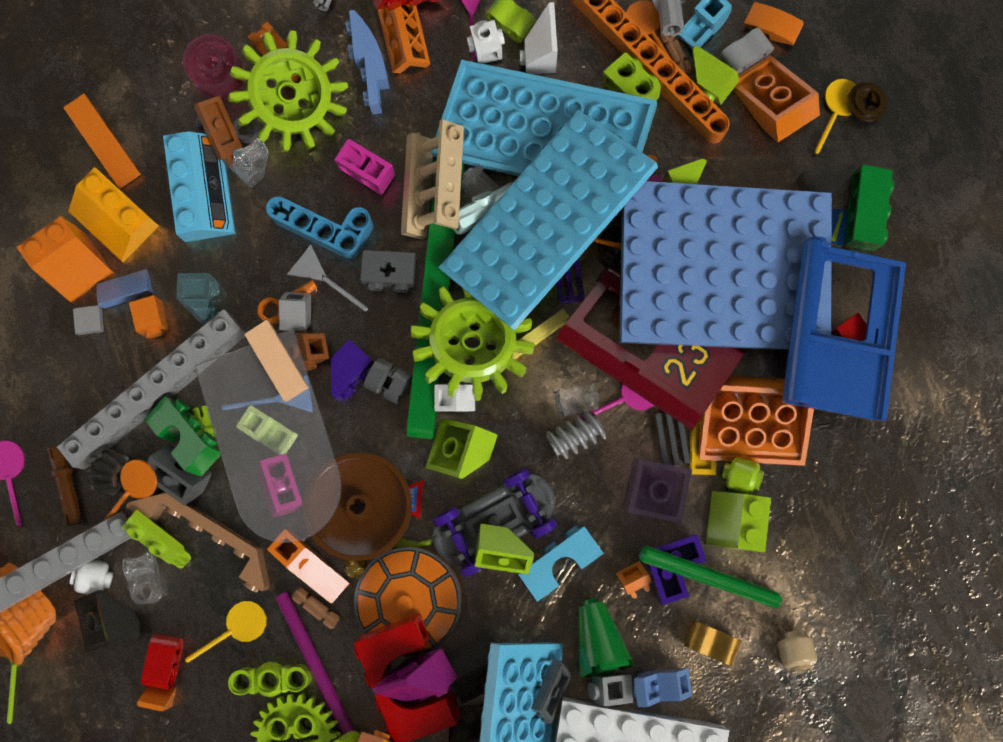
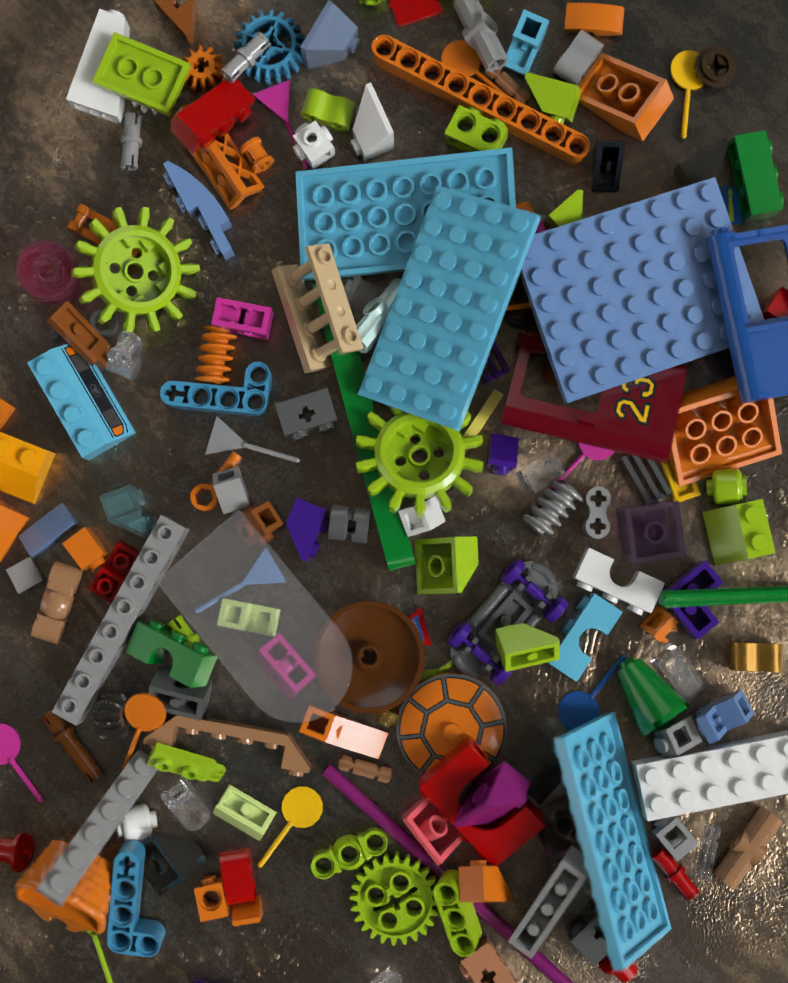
camera: 25 degrees left, 5 degrees up
(42, 670) = (127, 896): none -> dark azure beam
(103, 353) = (56, 602): none -> medium nougat piece
(121, 680) = (207, 909): none -> orange brick
(162, 346) = (114, 572): none -> red slope
(192, 605) = (244, 812): none -> yellowish green slope
(276, 361) = (236, 547): light nougat tile -> none
(329, 190) = (215, 356): none -> orange piece
(351, 690) = (431, 830): none -> coral slope
(434, 34) = (256, 155): none -> orange bush
(534, 627) = (580, 706): none -> blue piece
(547, 369) = (502, 454): none -> dark purple slope
(551, 691) = (622, 760): dark grey tile -> none
(614, 454) = (596, 512): none -> light grey axle
(625, 543) = (639, 593): none -> white arch
(635, 631) = (679, 673): none -> clear slope
(739, 150) = (607, 164): none -> black slope

